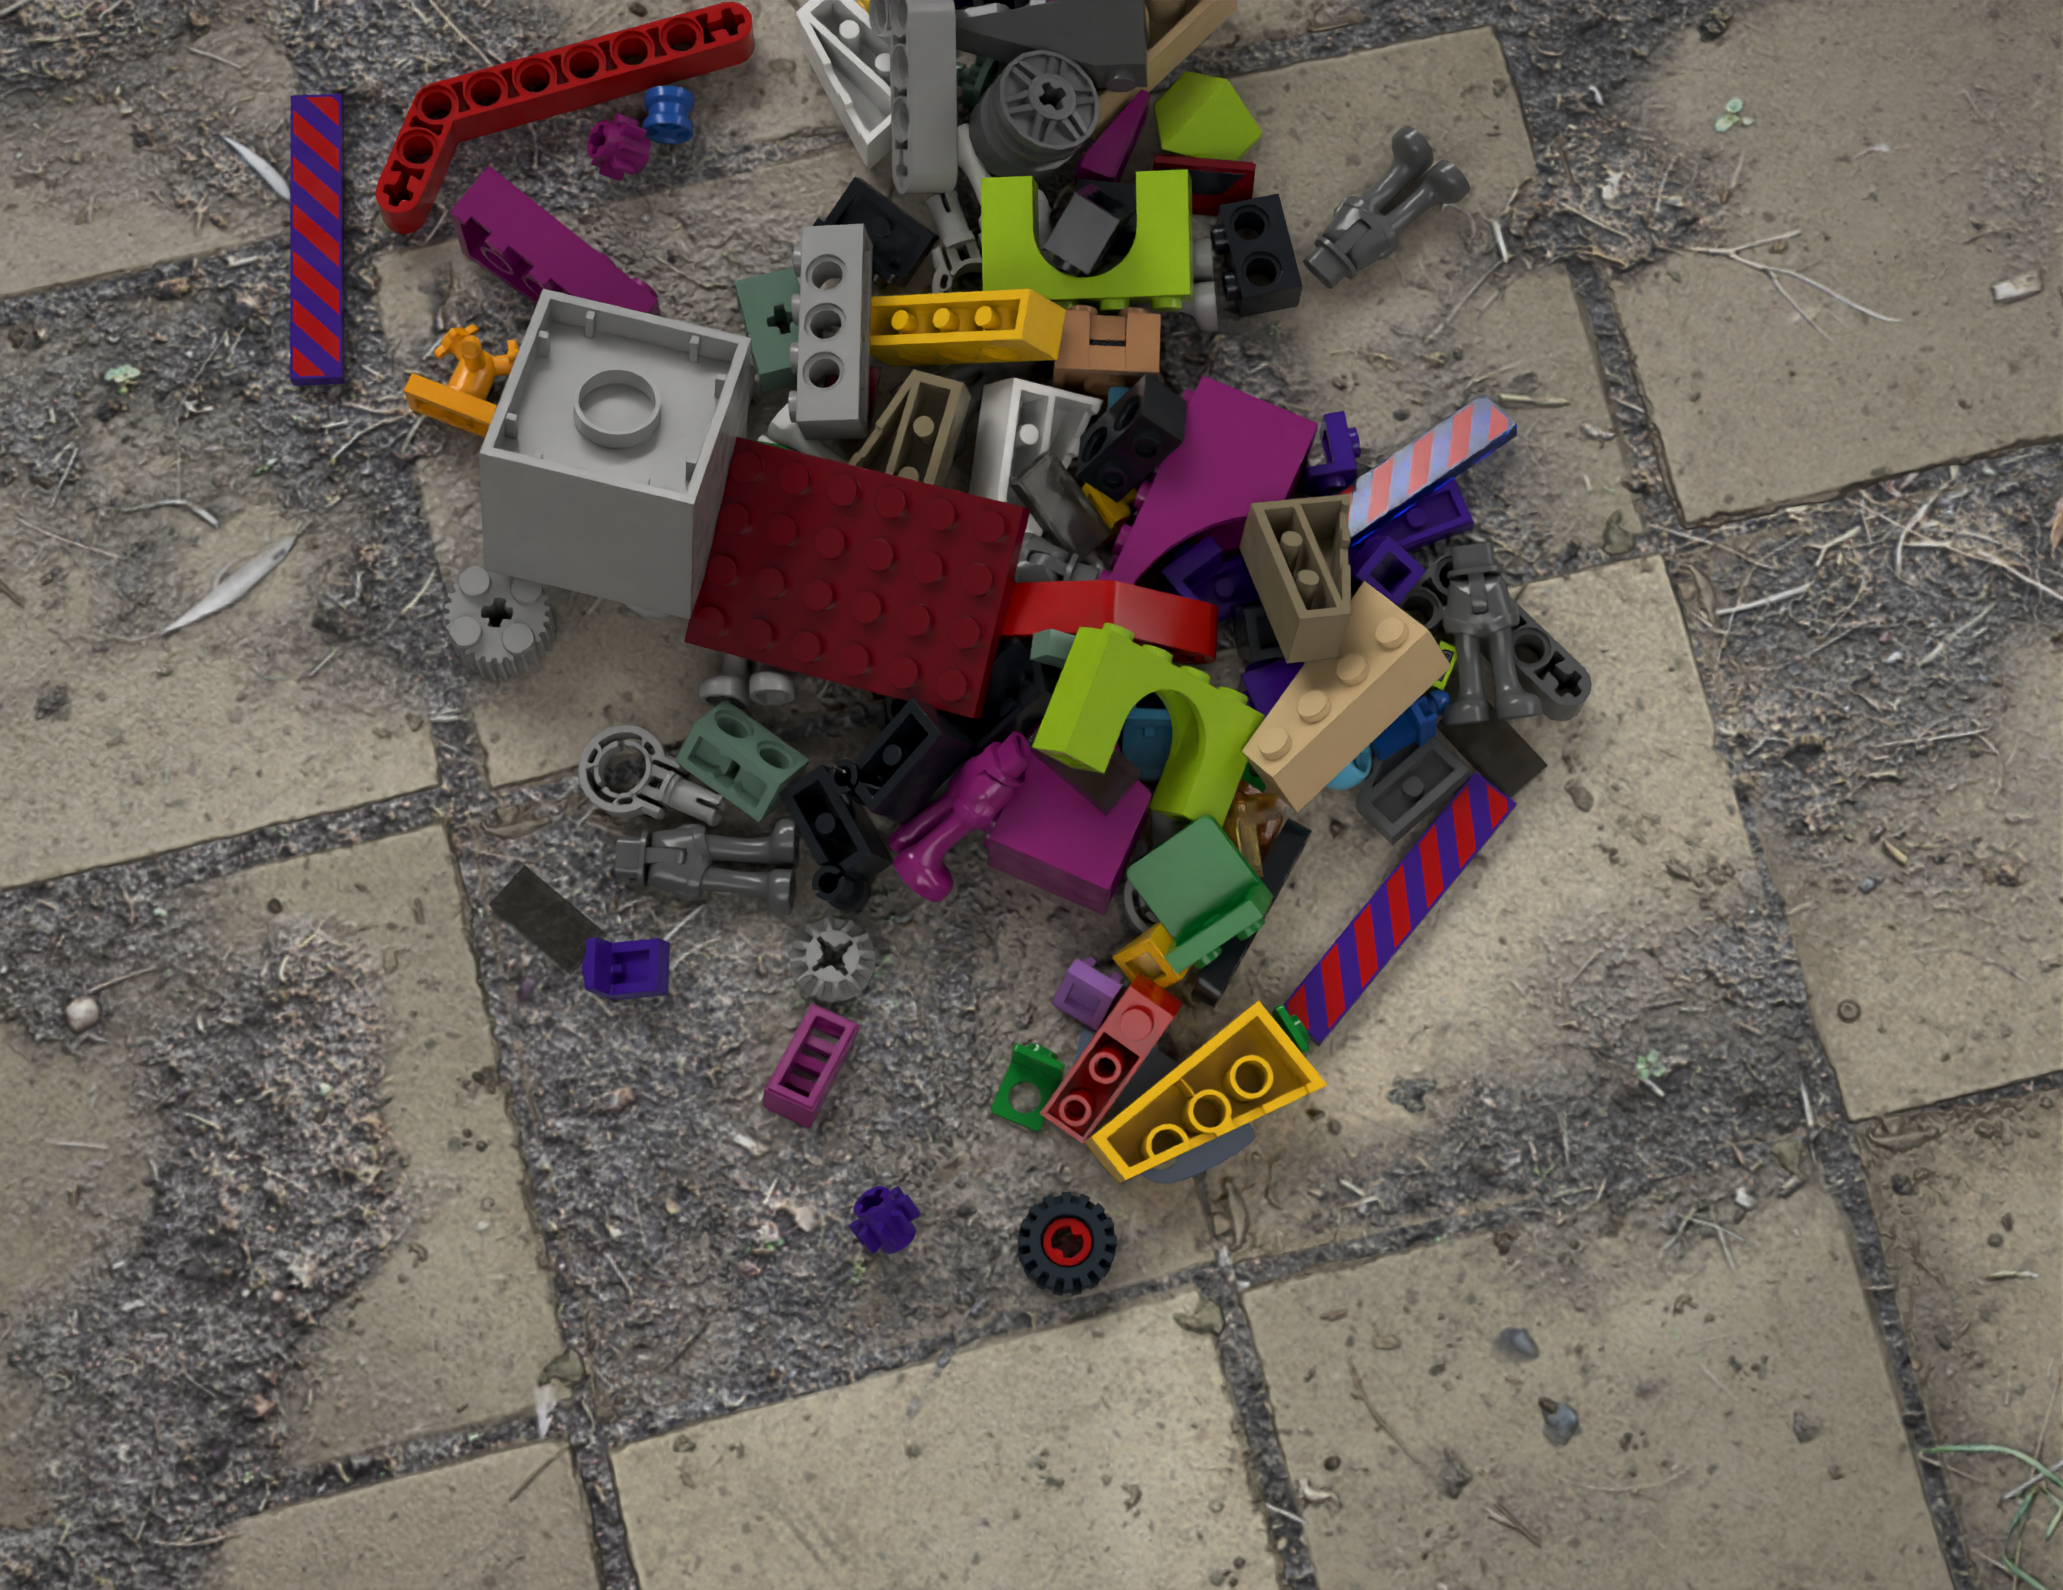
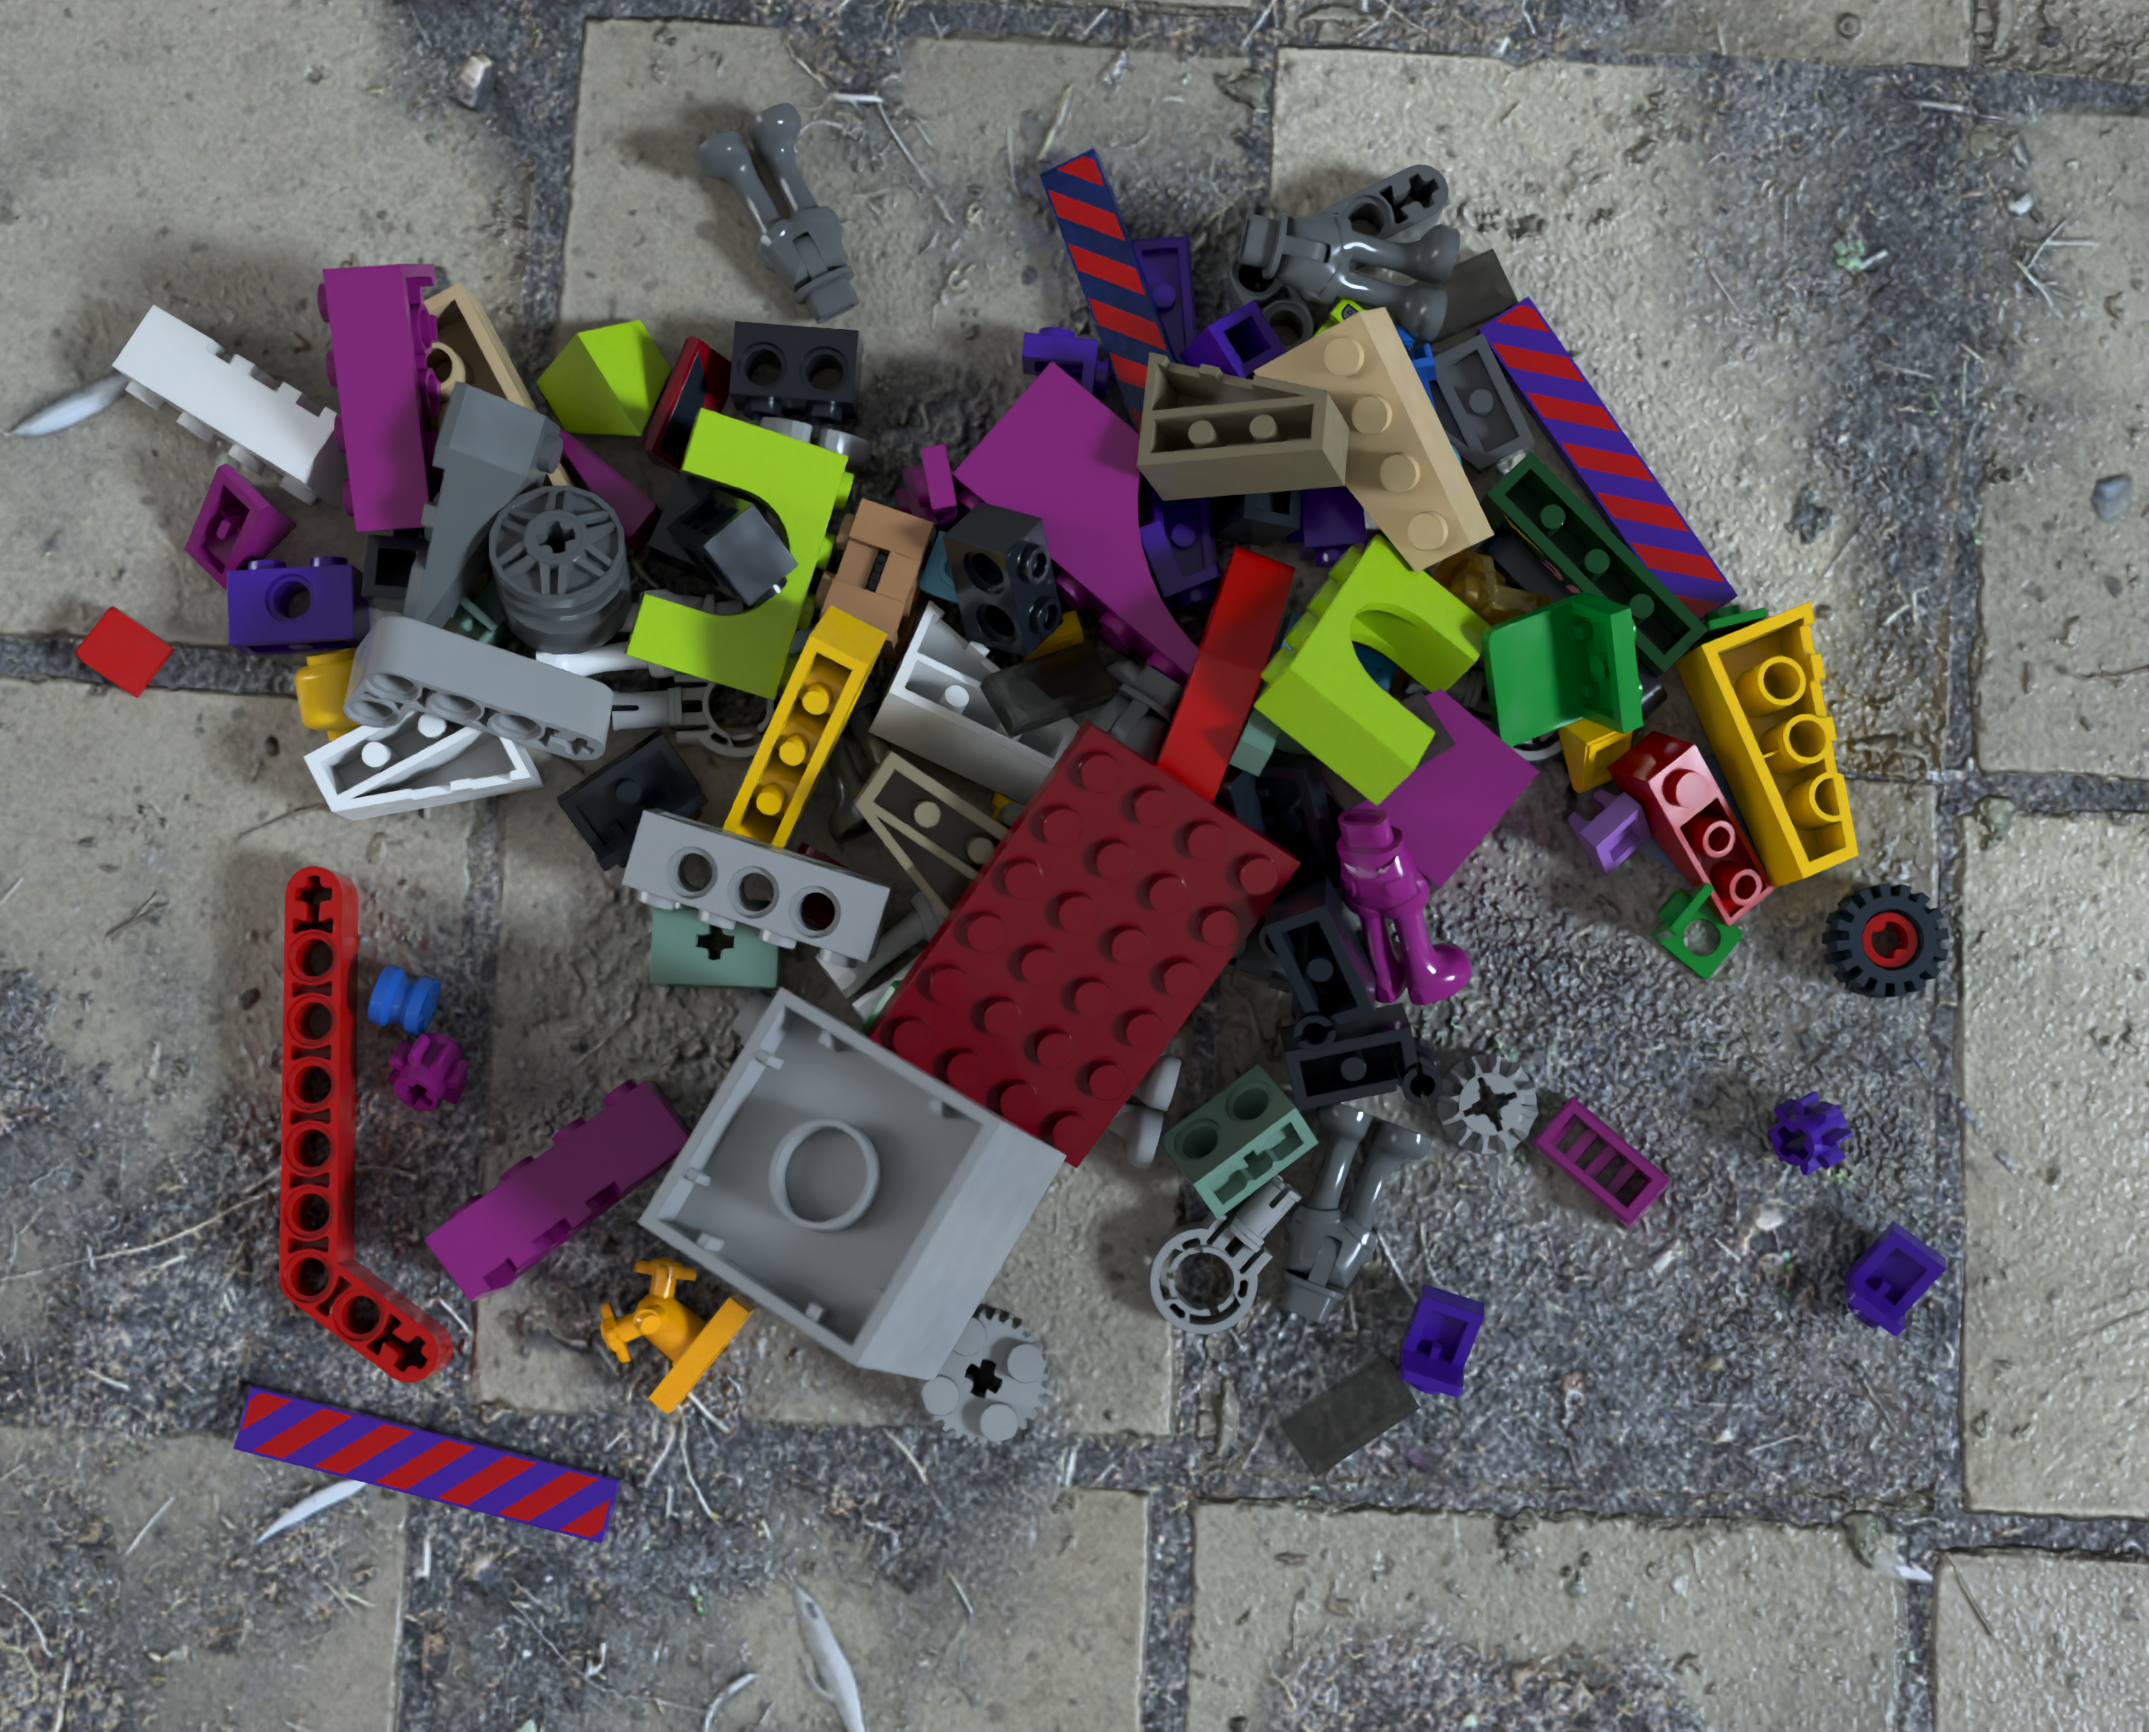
camera: 70 degrees left, 10 degrees up
(782, 1322) = (1891, 1278): none -> dark purple bracket
(1187, 369) = (929, 489): none -> magenta slope
(1300, 906) = (1590, 559): none -> dark green brick

